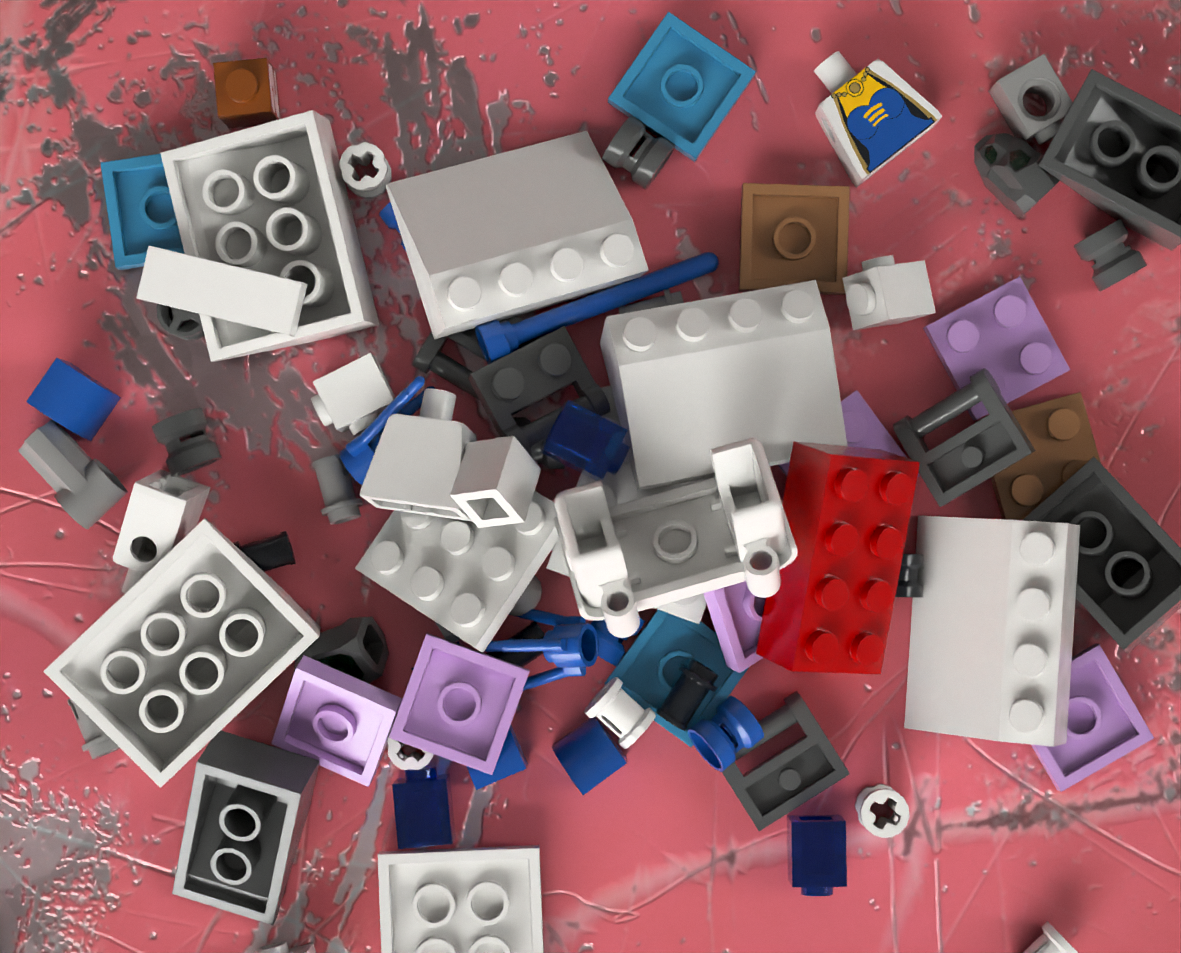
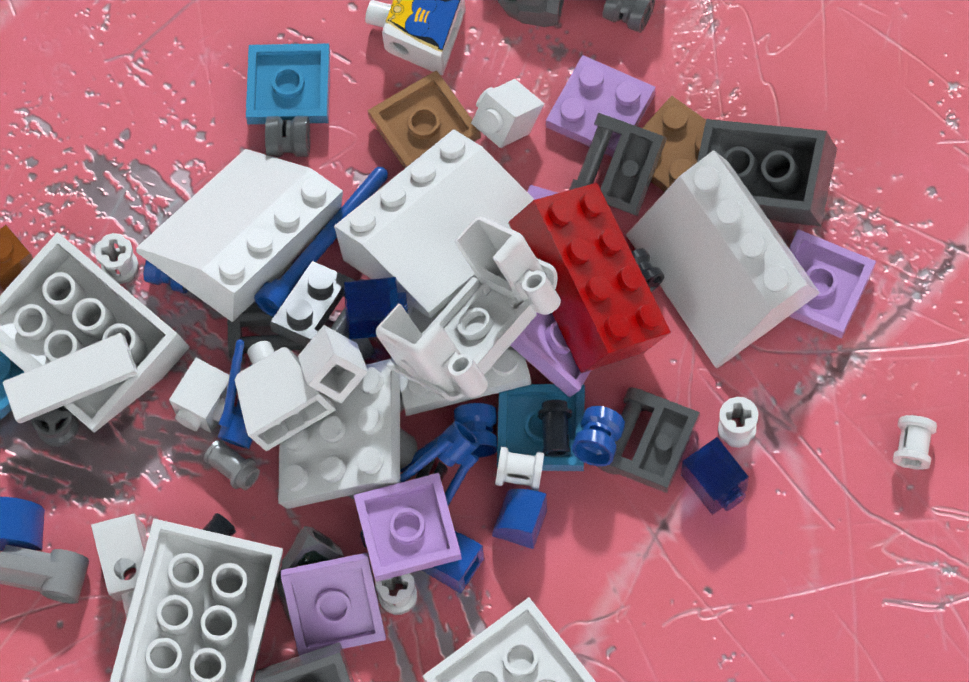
camera: 35 degrees left, 20 degrees down
(191, 453) = (108, 498): dark grey wheel -> none
(423, 809) = (433, 626): clear blue brick -> none

